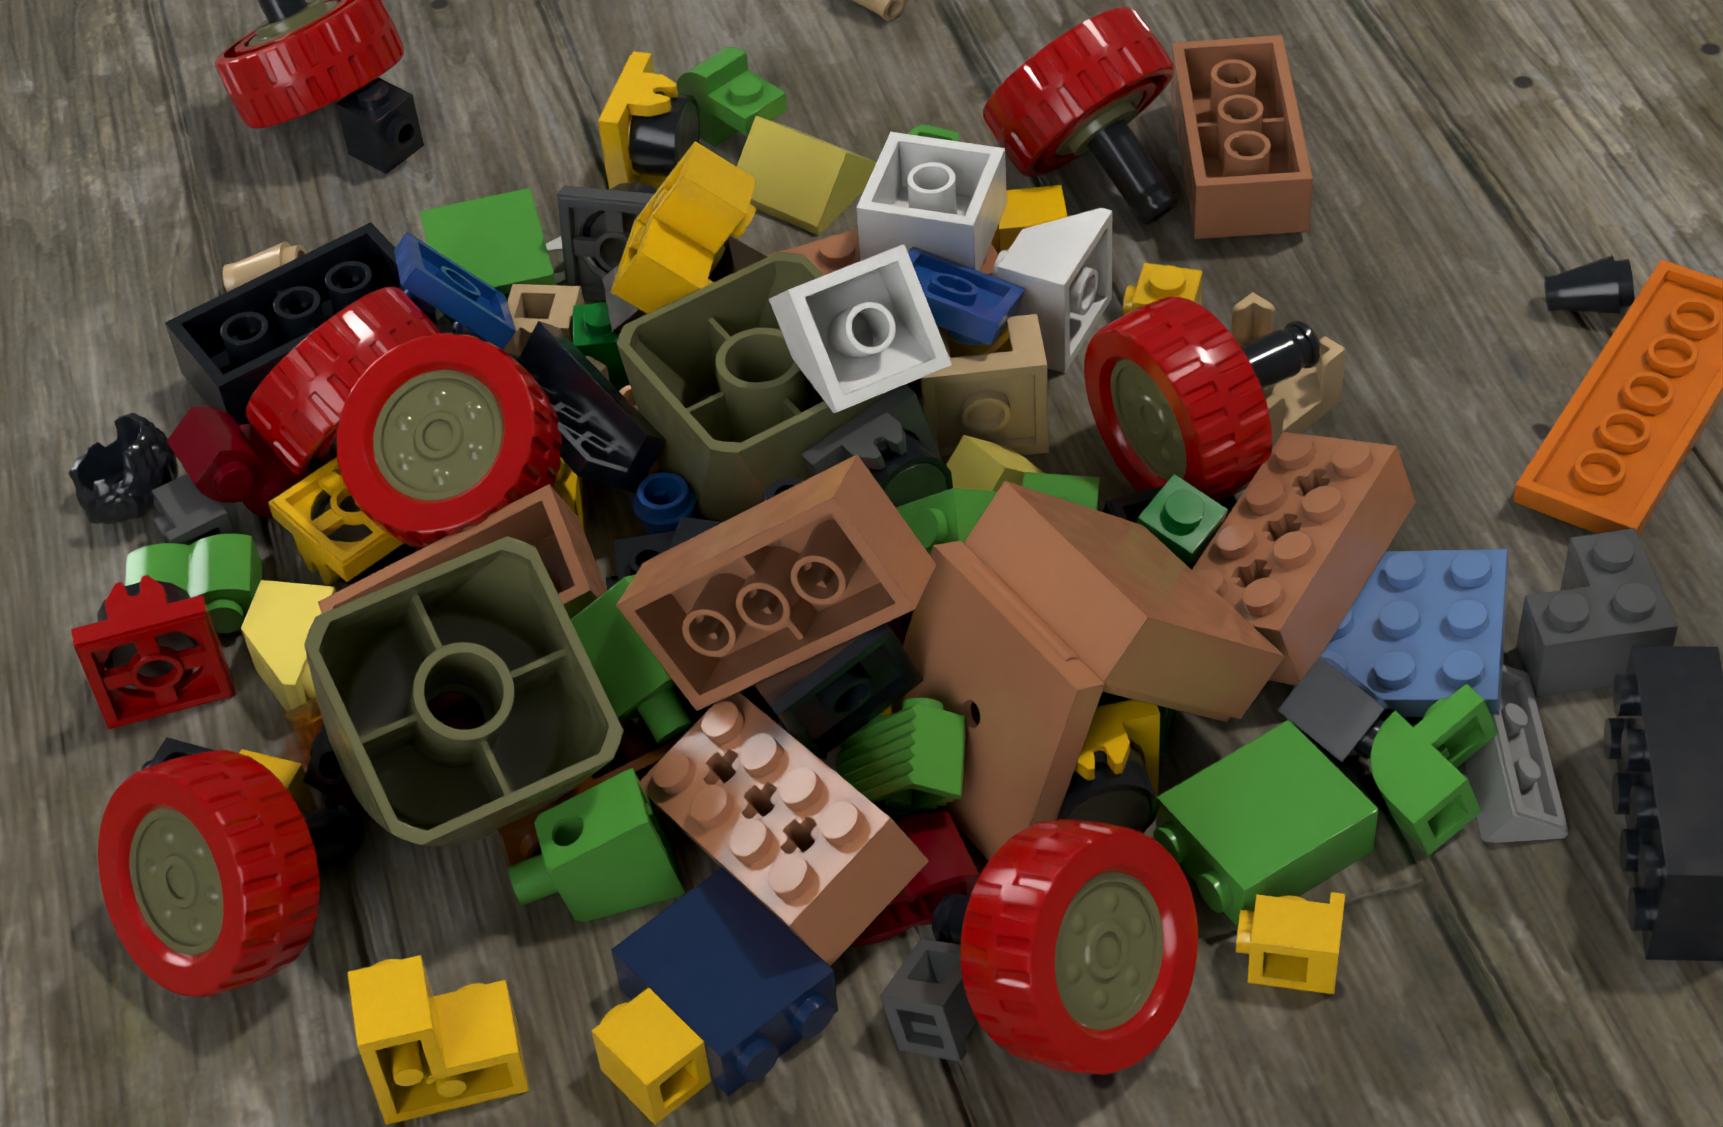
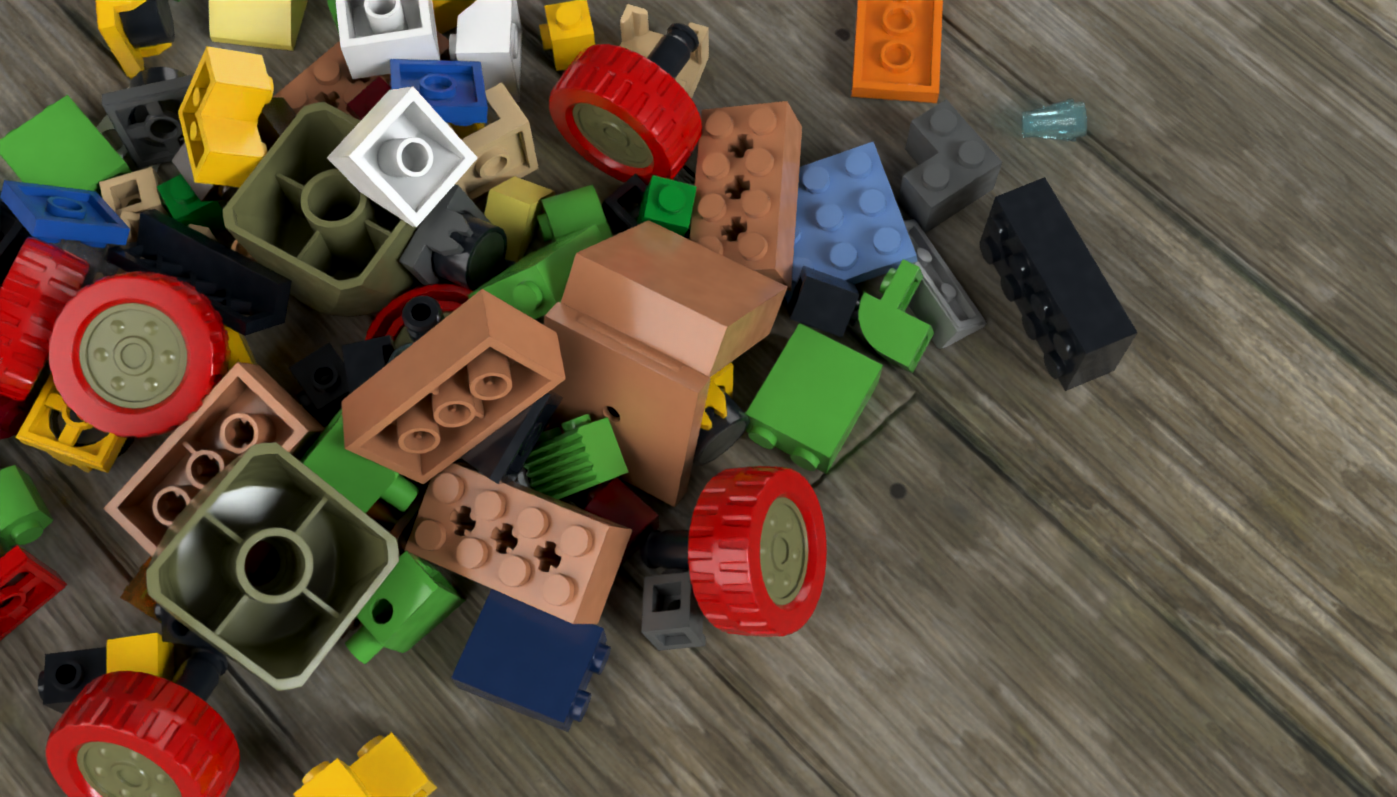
camera: 30 degrees left, 20 degrees up
(277, 634) = (90, 535): light yellow slope -> none
(651, 1055) = (509, 733): yellow brick -> none
(662, 502) = (309, 325): blue cone -> none
(1292, 942) = (867, 473): yellow brick -> none

